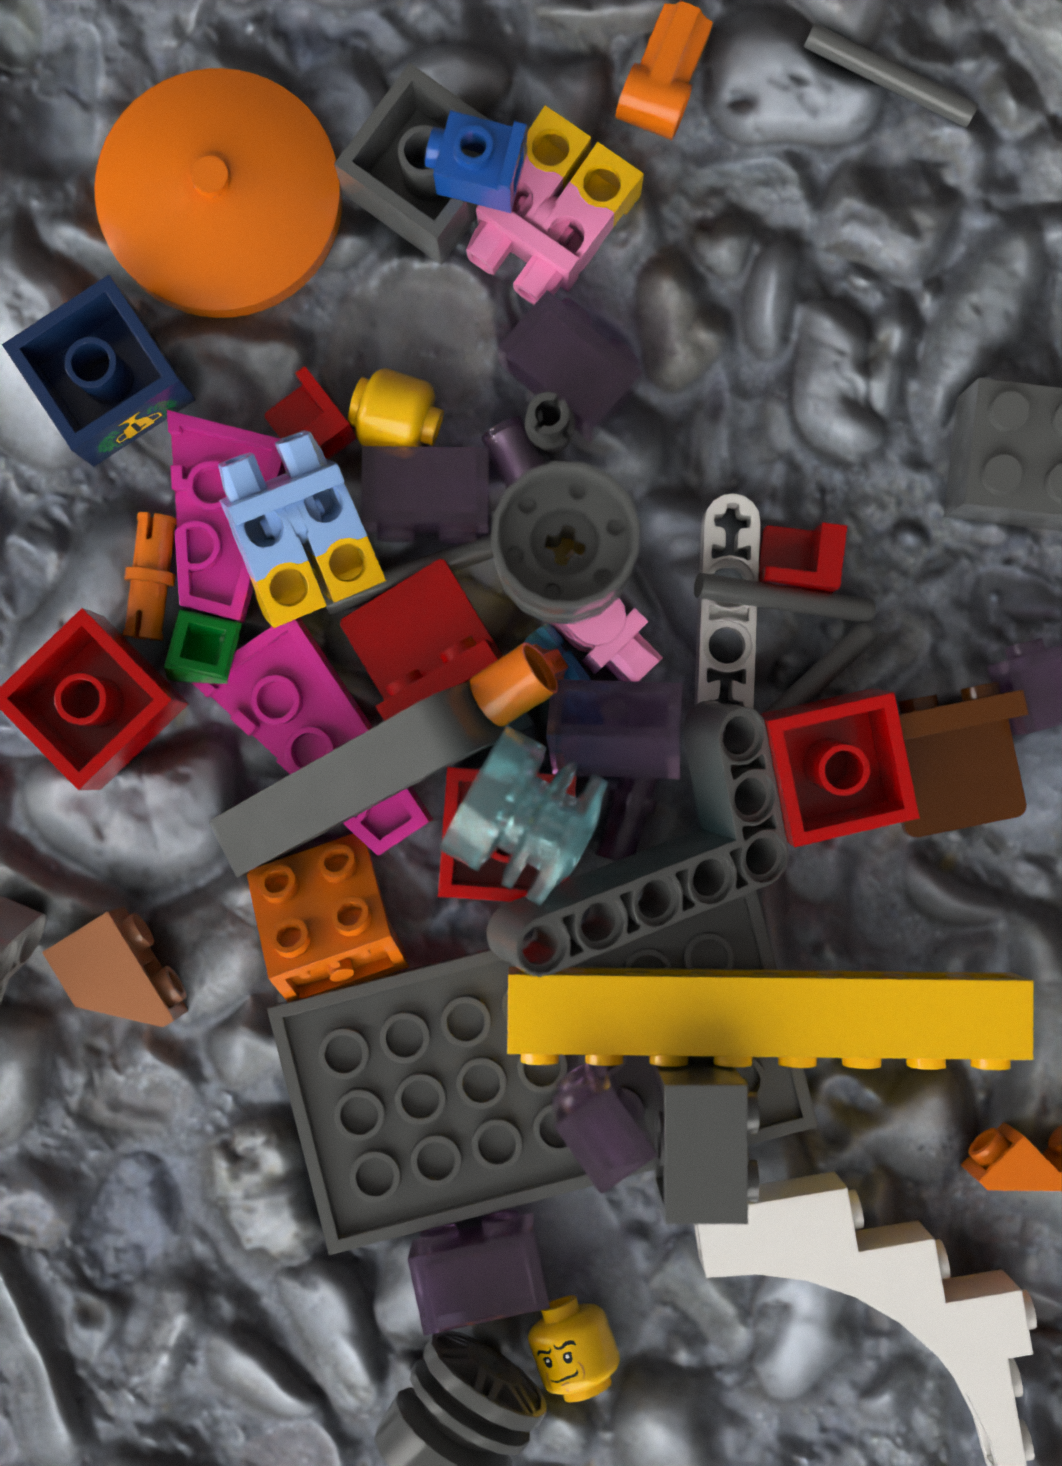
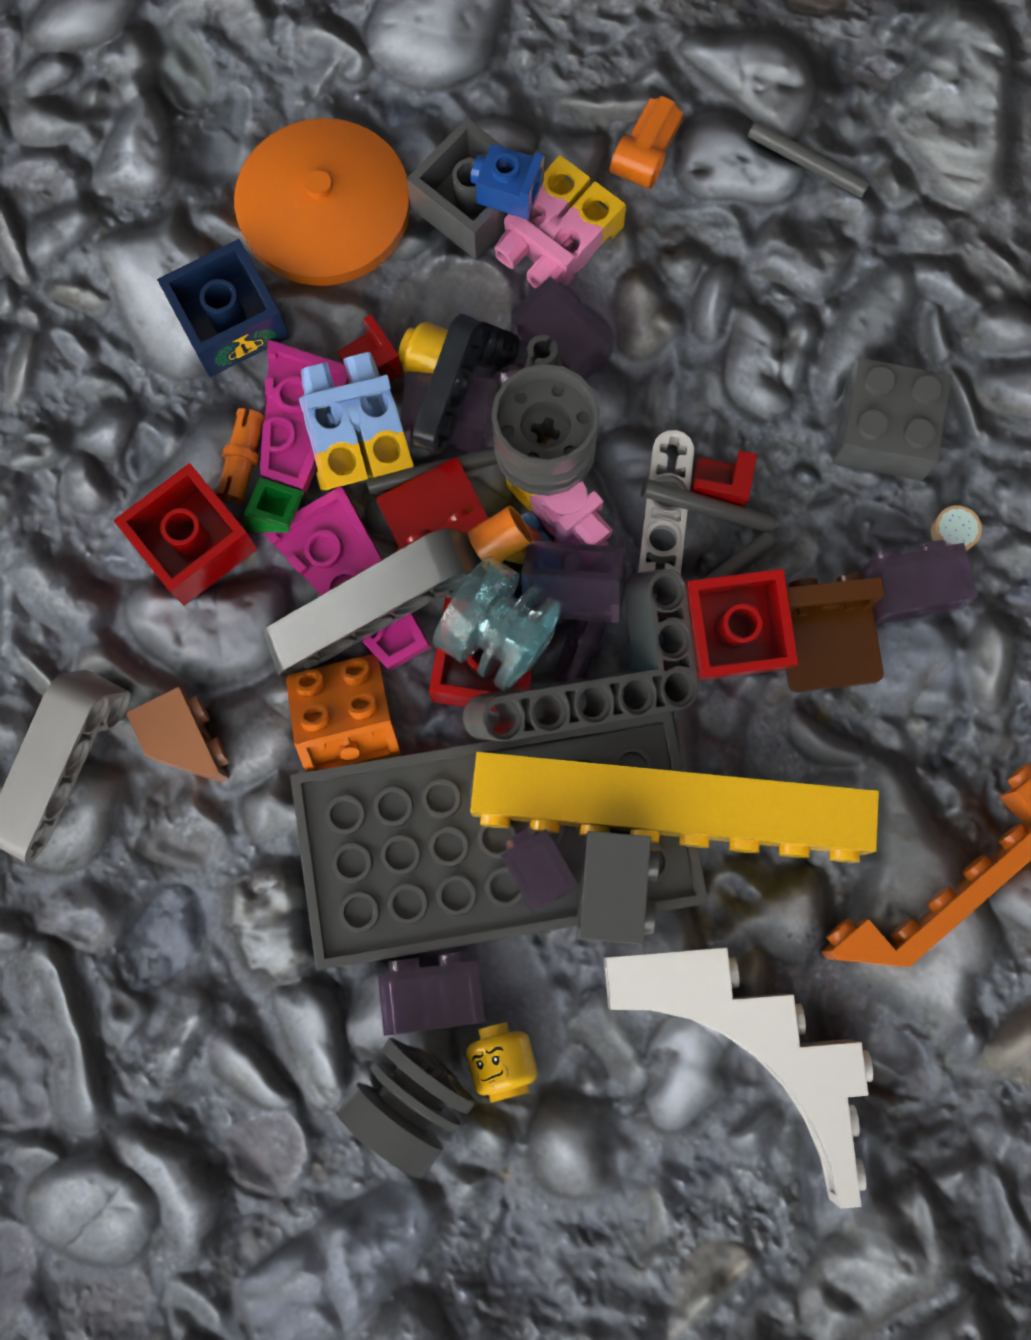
camera: 10 degrees right, 10 degrees down
(447, 411) = (466, 346): none -> black beam

